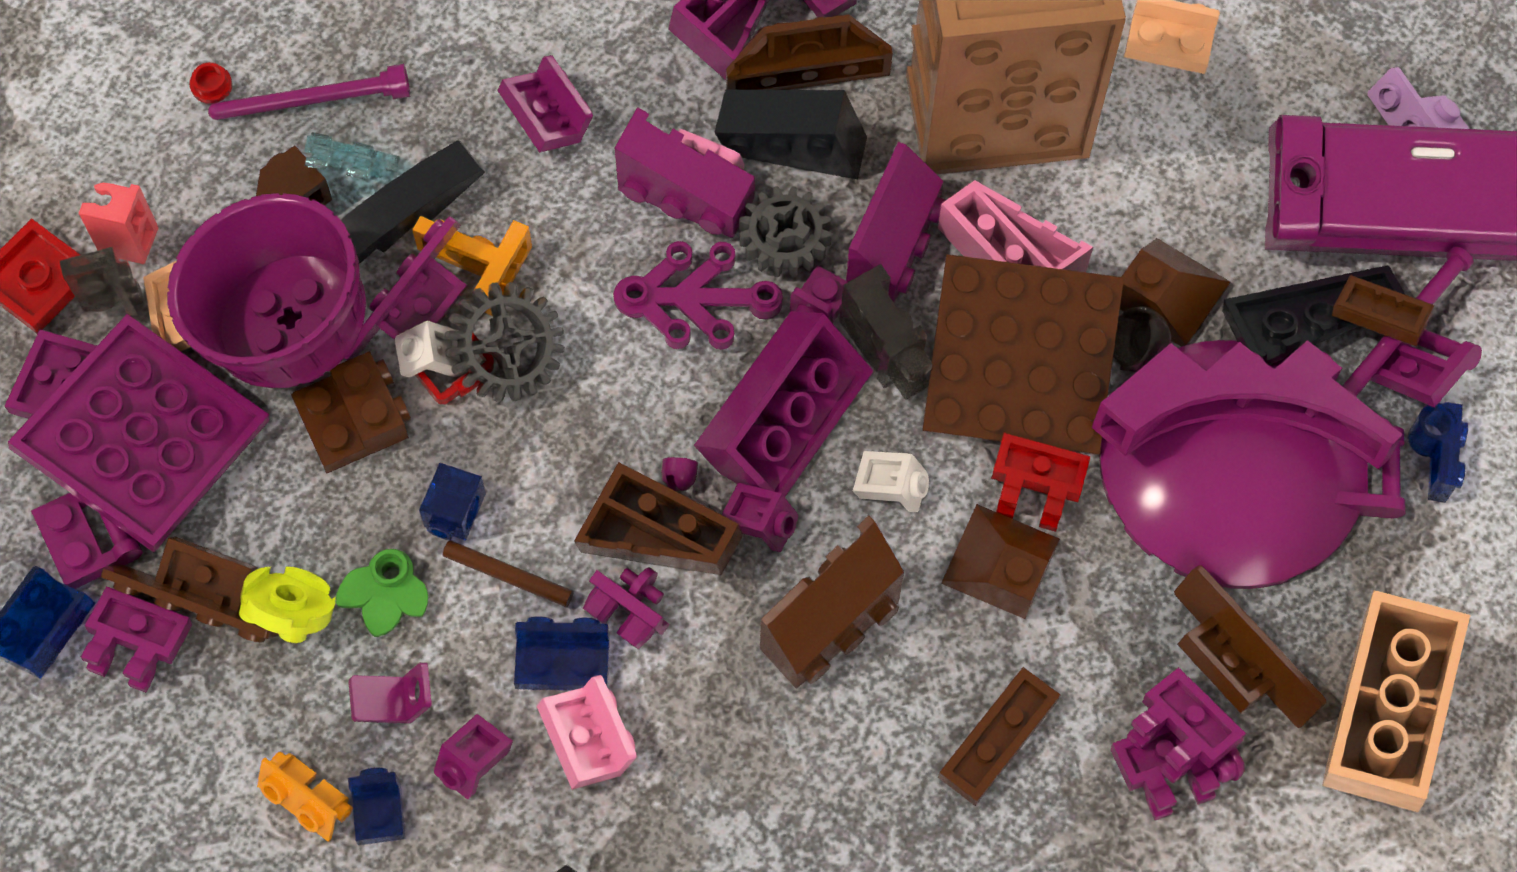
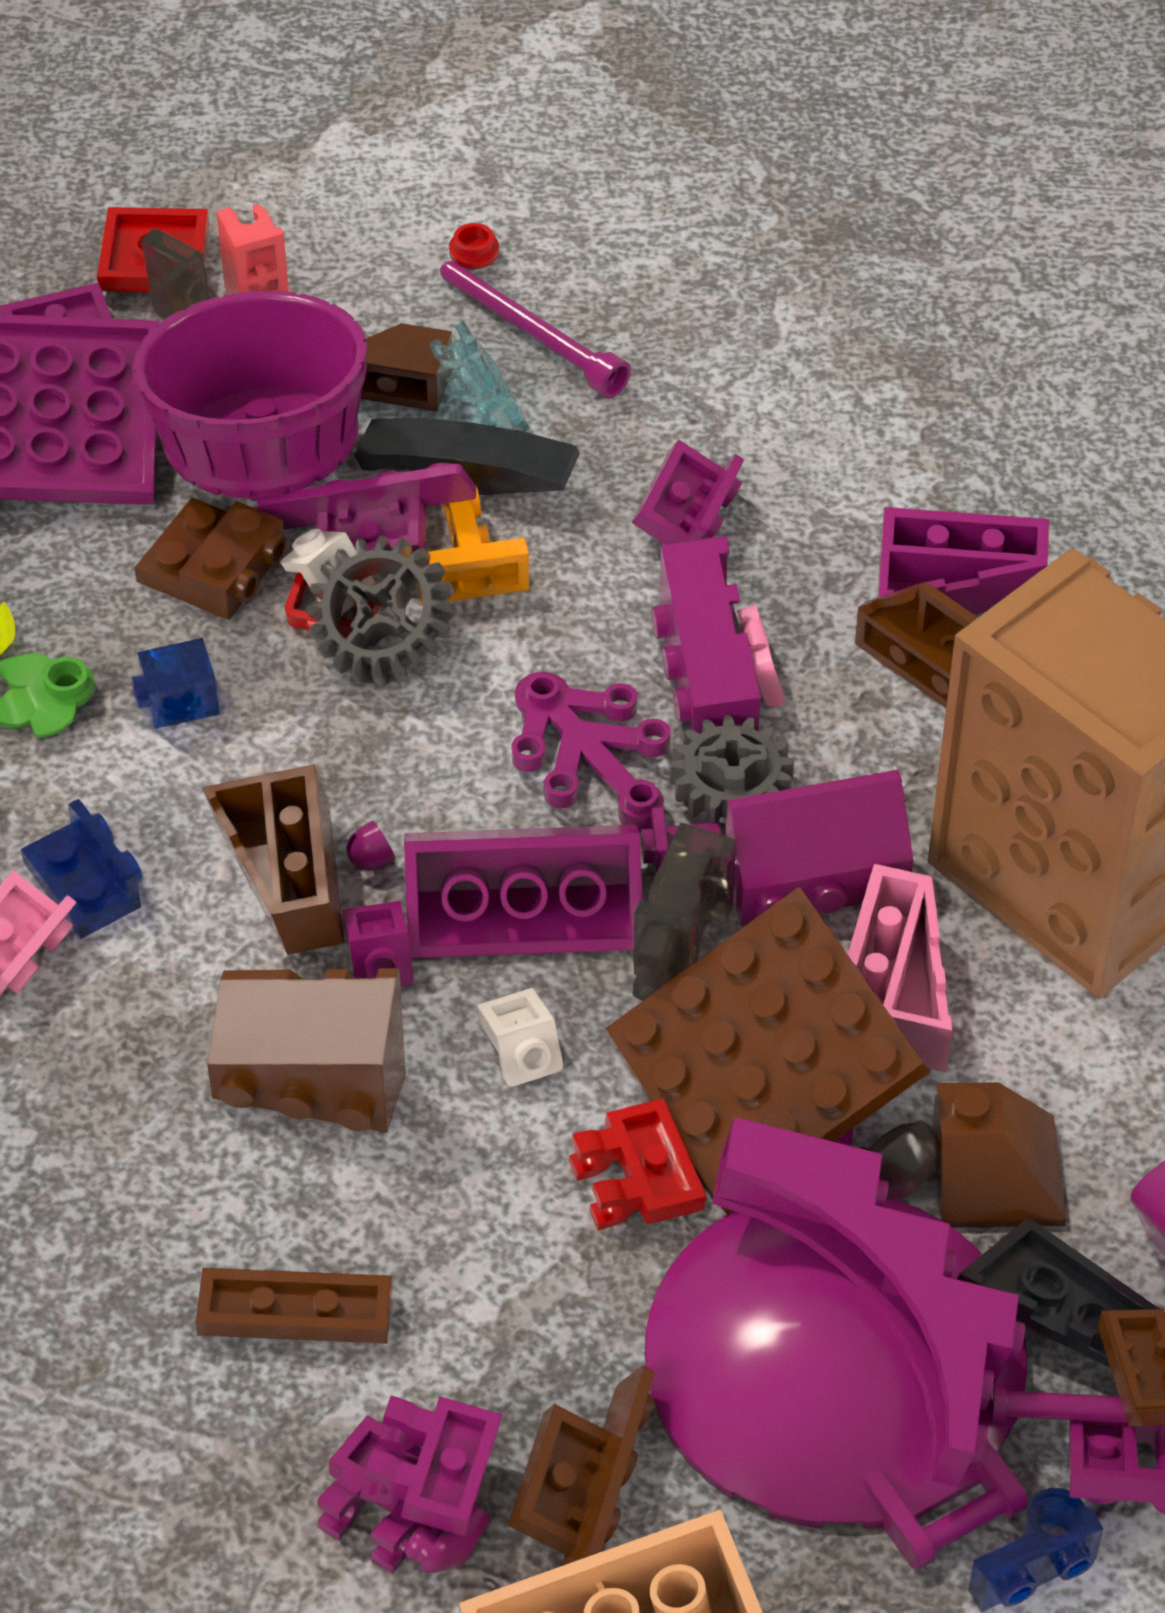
camera: 55 degrees right, 15 degrees down
(508, 573) = (142, 780): reddish brown bar -> none
(608, 596) = (189, 885): magenta hips -> none
(794, 129) = (856, 701): black wedge -> none
(1000, 561) = (515, 1197): reddish brown slope -> none

